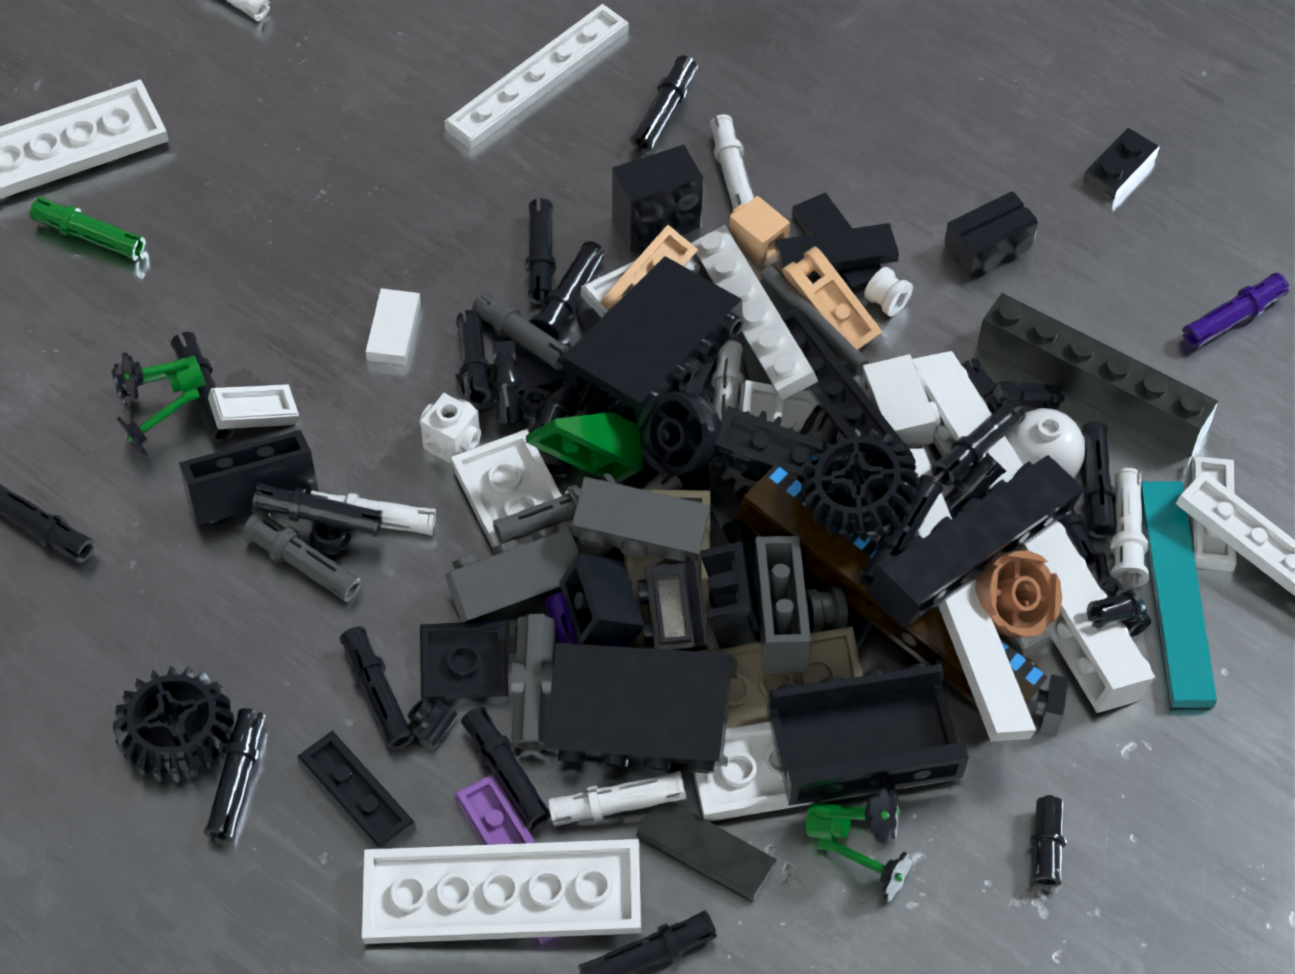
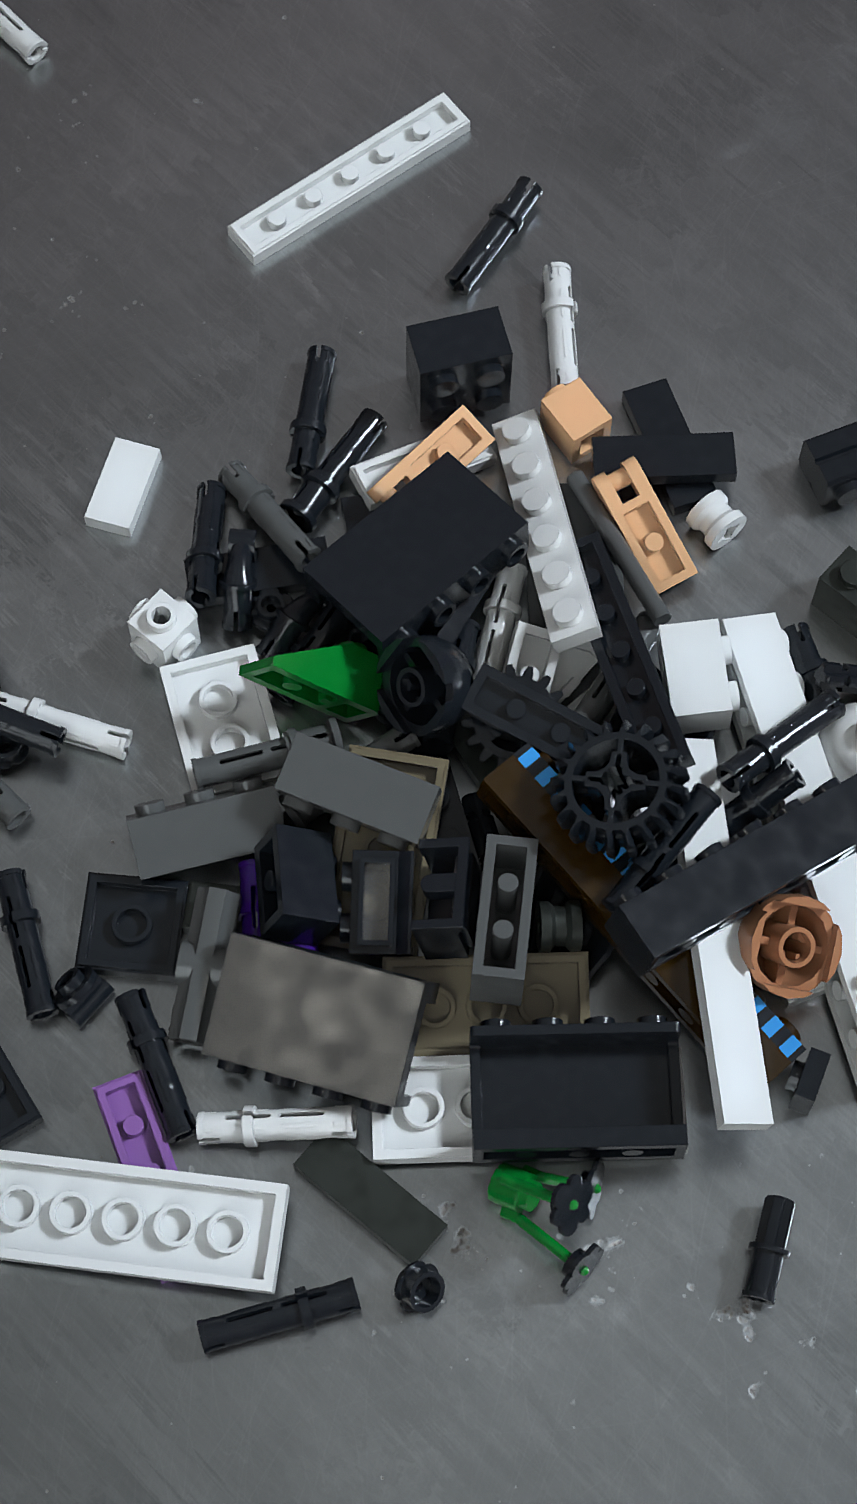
camera: 10 degrees right, 10 degrees up
(763, 911) = (419, 1287): none -> black plate

